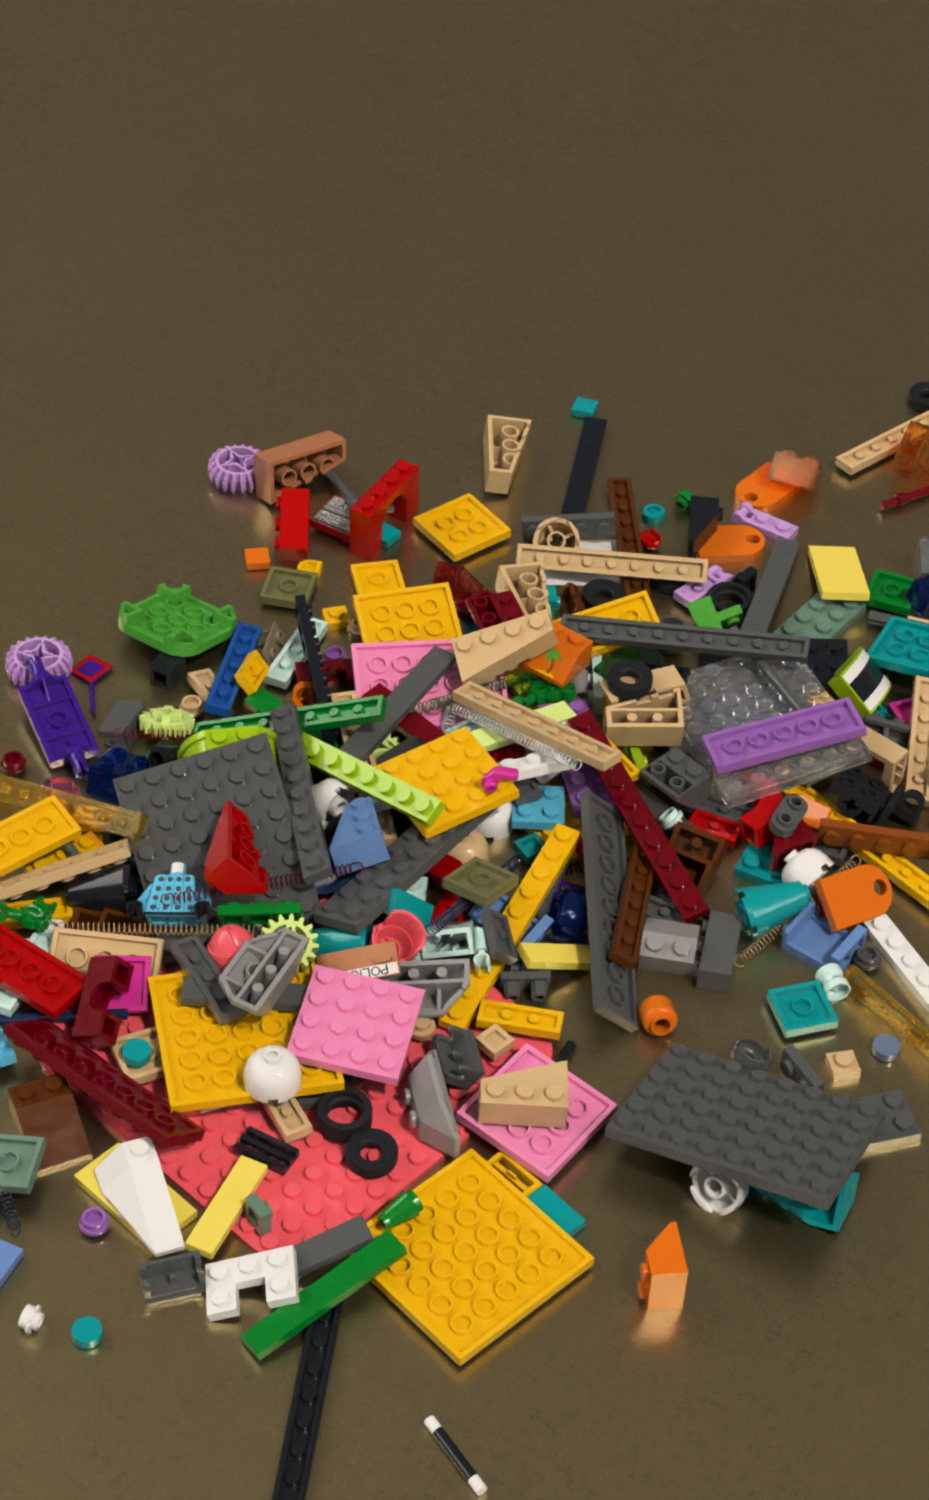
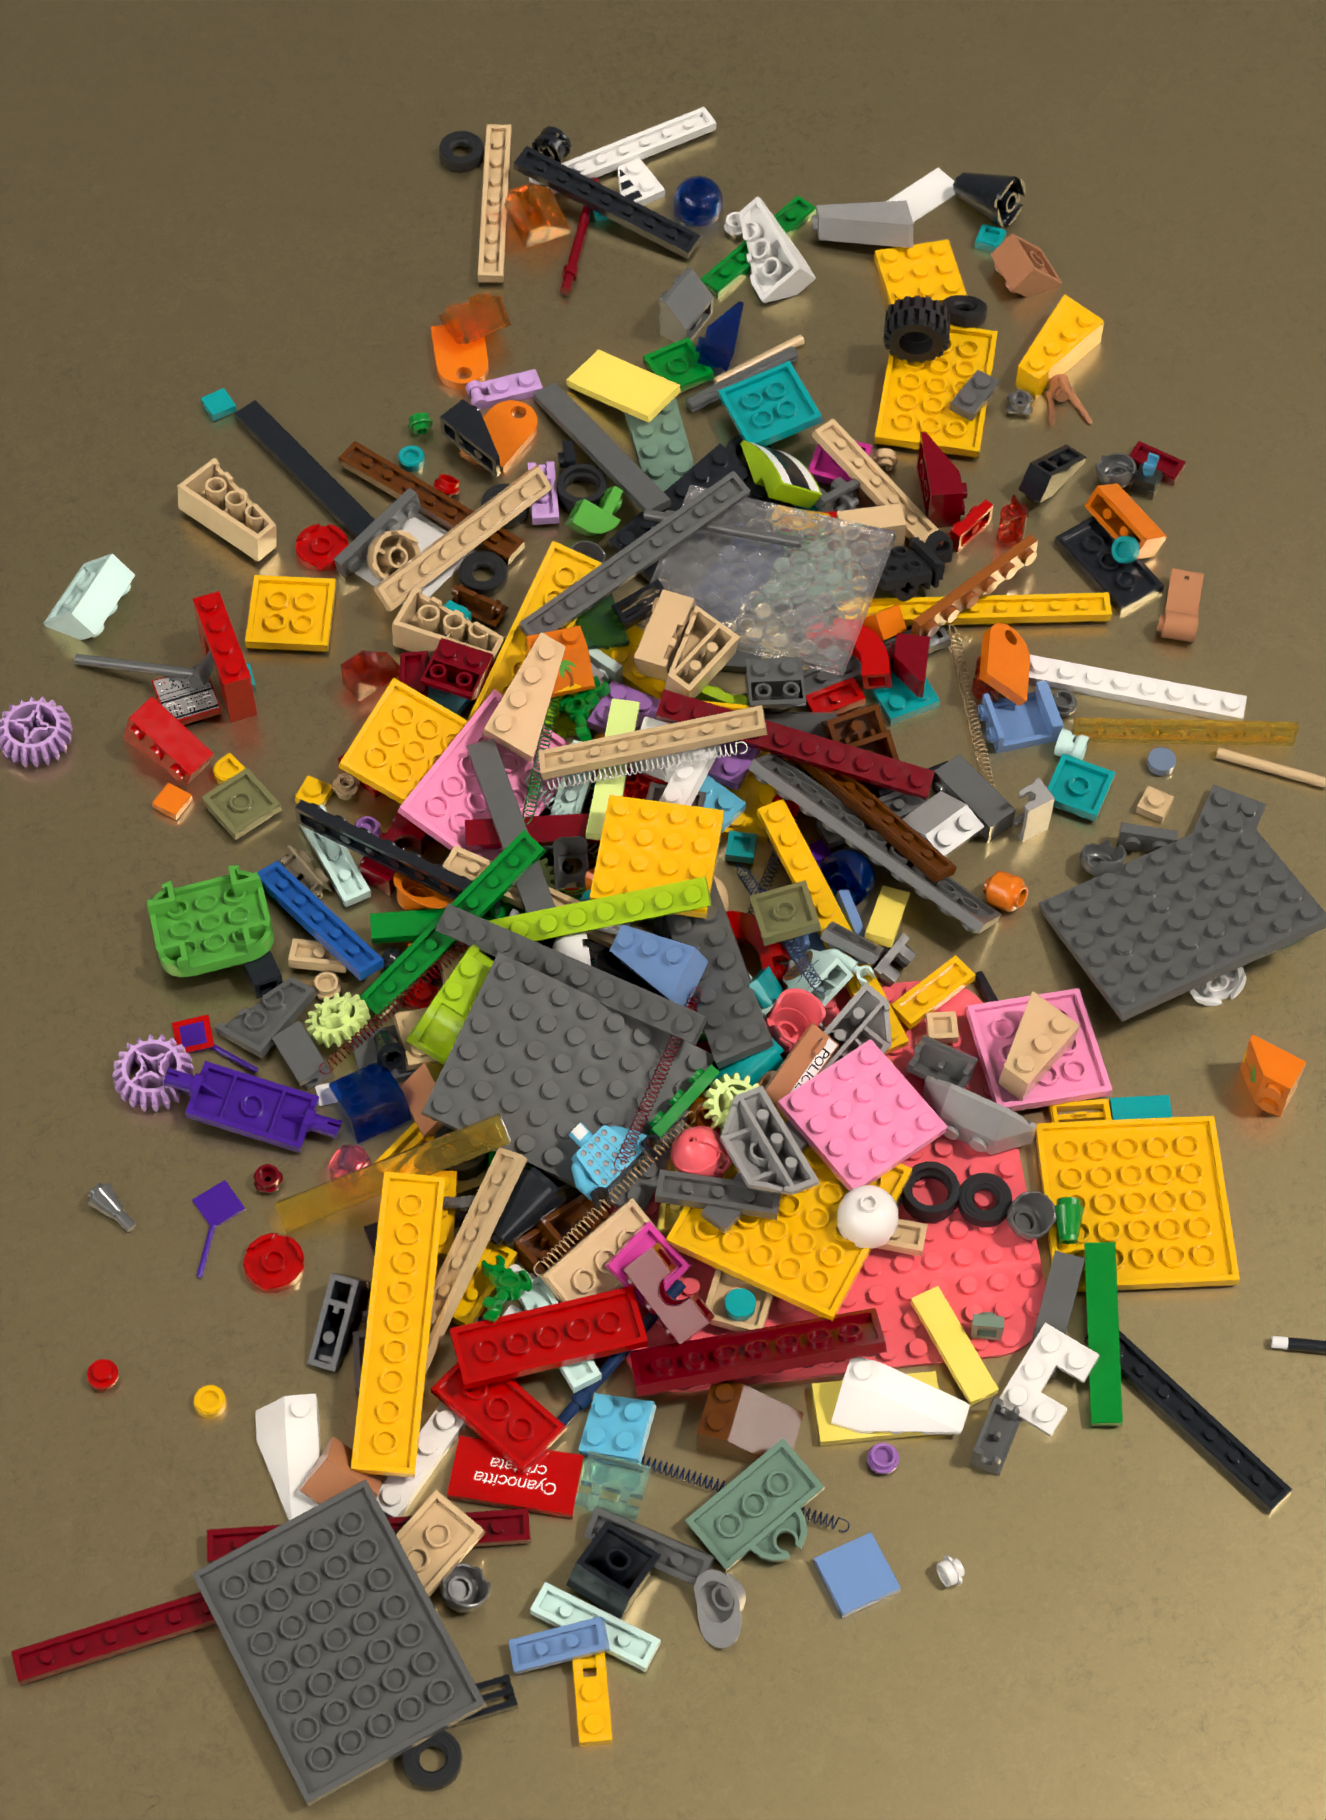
camera: 50 degrees left, 15 degrees up
(87, 1332) = (995, 1537): teal tile -> none
(152, 692) = (276, 1012): none -> dark grey wing
(232, 857) = (628, 1086): red wedge -> none
(251, 672) = (342, 905): yellow plate -> none
(269, 1148) = (914, 1265): black tile -> none
(296, 463) = (87, 681): nougat wedge -> none
(371, 434) = (91, 598): none -> light aqua slope
(376, 576) = (300, 727): yellow plate -> none
(380, 1184) = (1031, 1215): none -> dark grey hair
(495, 775) = (703, 812): dark pink arm -> none
(529, 507) = (319, 546): none -> red tile
(629, 668) = (657, 619): black tyre -> none
(670, 818) = (810, 722): light aqua plate -> none
(741, 985) = (1037, 810): none -> light grey hinge
(769, 905) = (966, 728): teal cone -> none
(783, 735) = (819, 576): medium lavender plate -> none
(788, 816) = (895, 636): dark grey plate -> none
(805, 866) = (953, 674): white cylinder -> none

